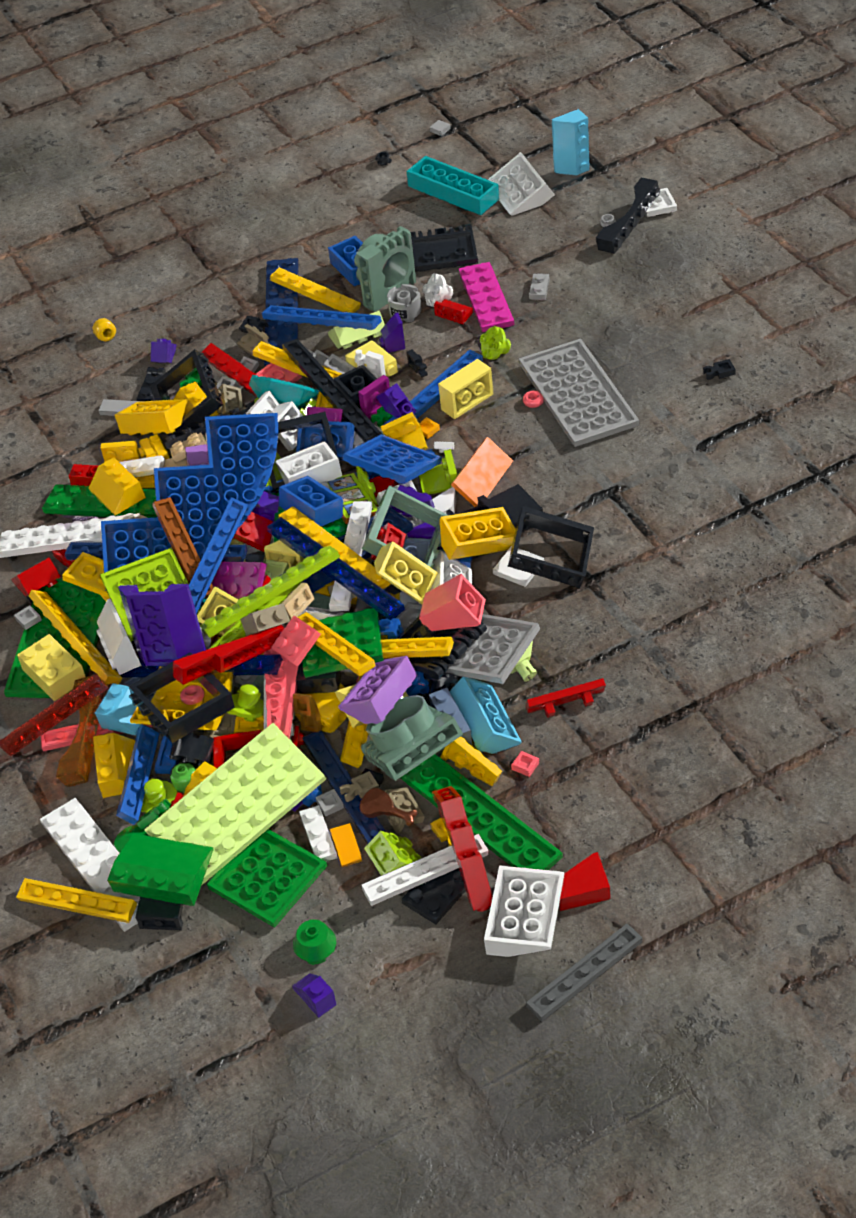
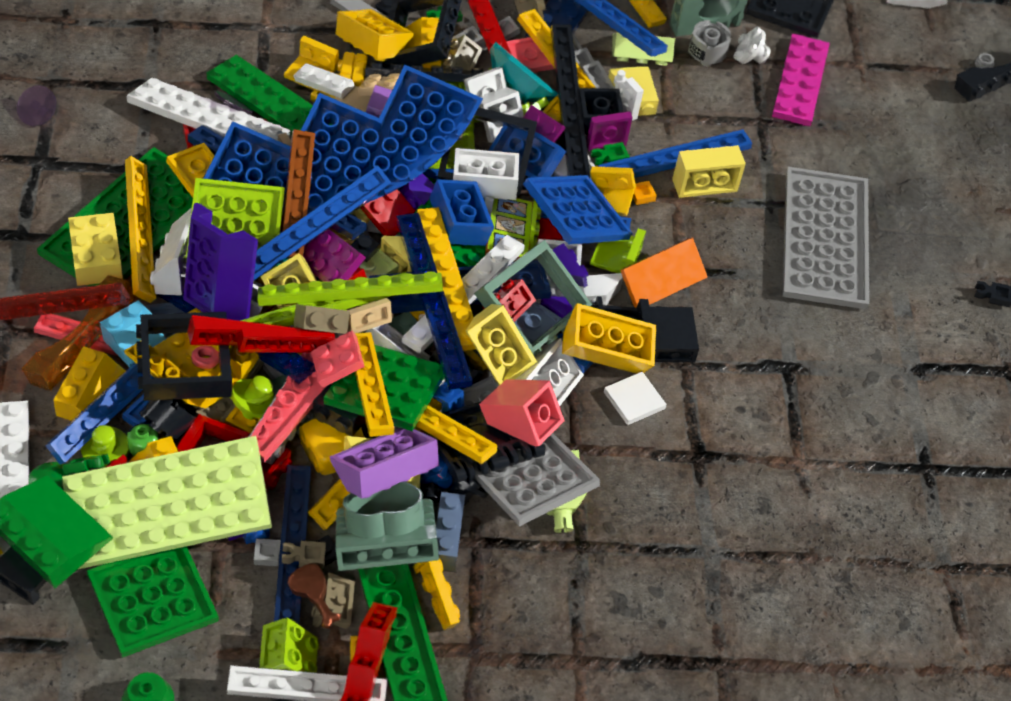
camera: 15 degrees right, 5 degrees up
(27, 617) = (110, 182): light grey plate -> none
(37, 577) = (147, 145): red slope -> none
(82, 474) = (270, 61): red slope -> none
(116, 486) = (285, 90): yellow slope -> none
(309, 713) = (306, 443): pearl gold slope -> none
(318, 833) = (233, 580): white plate -> none
(346, 845) = (251, 609): light orange slope -> none
(392, 335) = (673, 72): dark purple slope -> none
(395, 401) = (626, 148): dark purple slope -> none
(416, 363) = (679, 112): black plate -> none
(443, 446) = (646, 222): white plate -> none
(452, 311) = (755, 77): red bracket -> none
(484, 715) = (485, 549): medium azure slope -> none
(494, 343) = (773, 136): lime plate -> none
(525, 763) = (493, 625): coral tile -> none
(533, 395) = (774, 225): coral piece -> none
(539, 286) = (864, 97): light grey plate -> none
(556, 526) = (700, 377): black window -> none
(566, 695) = (584, 573): red hinge -> none

